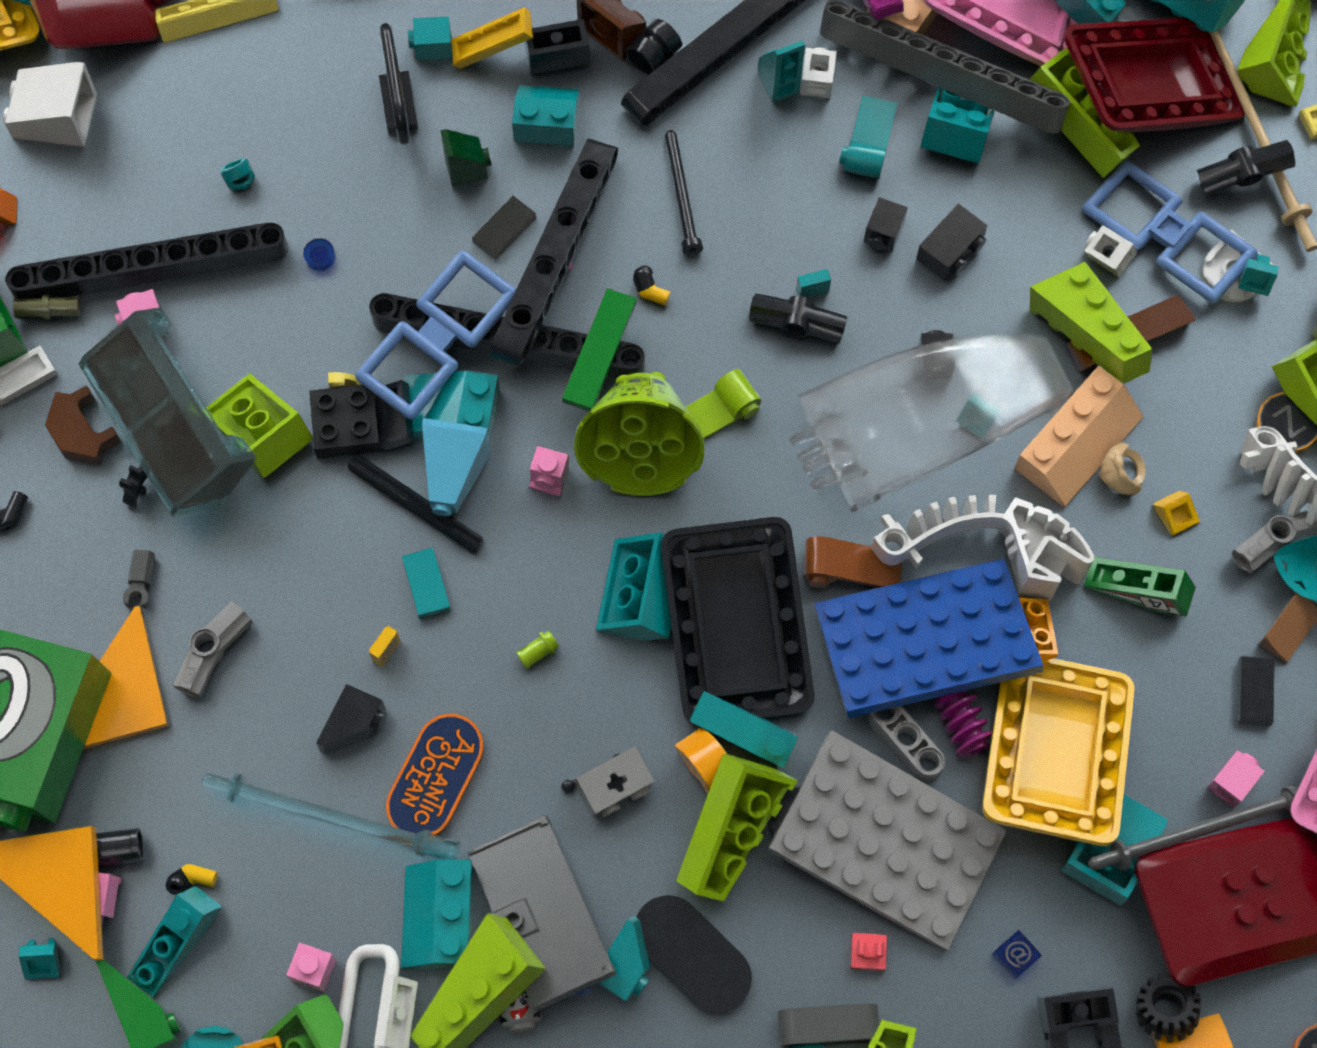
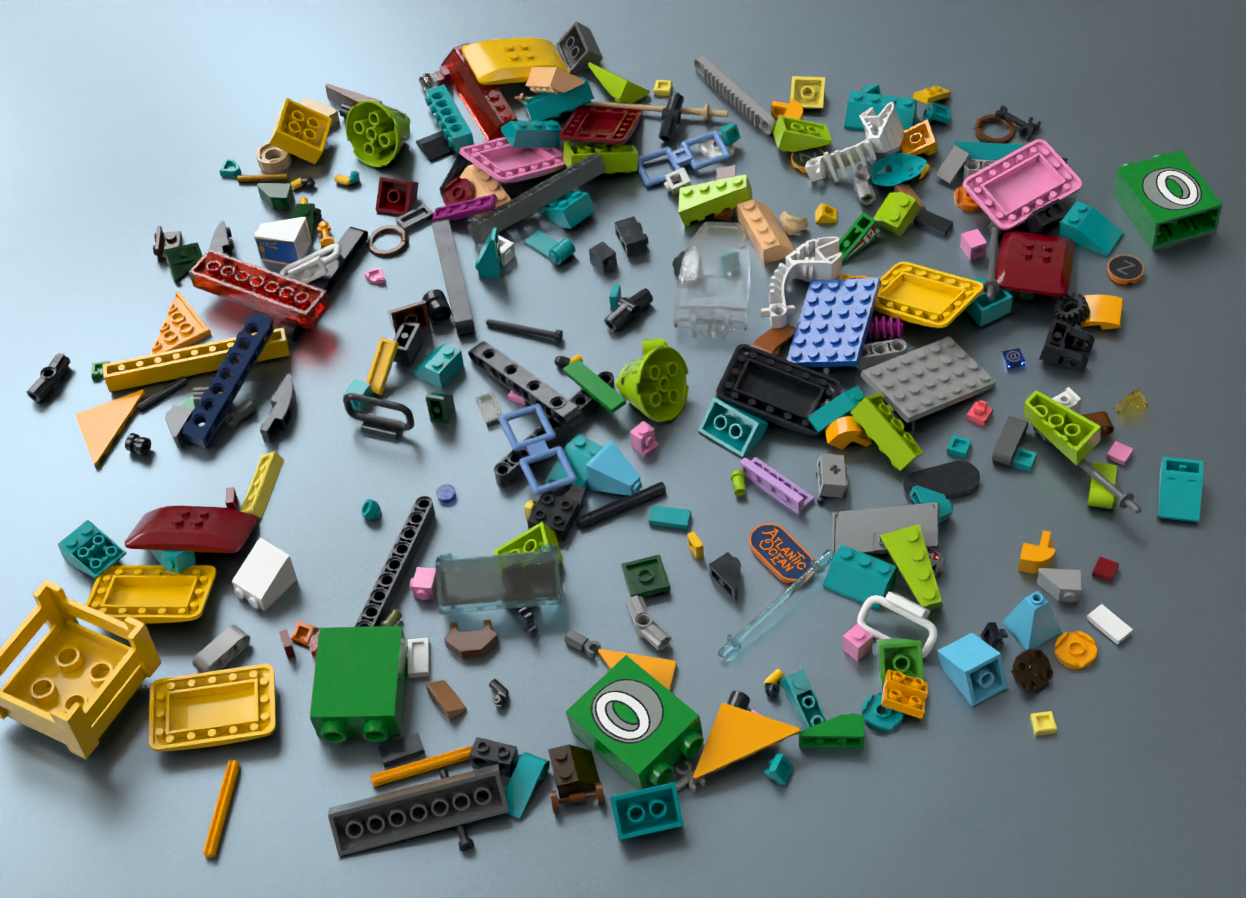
camera: 55 degrees left, 20 degrees down
(295, 605) = (645, 576): none -> dark green plate
(551, 702) = (763, 477): none -> lavender fence
(782, 949) = (959, 446): none -> teal tile
(1230, 622) = (897, 212): none -> lime slope

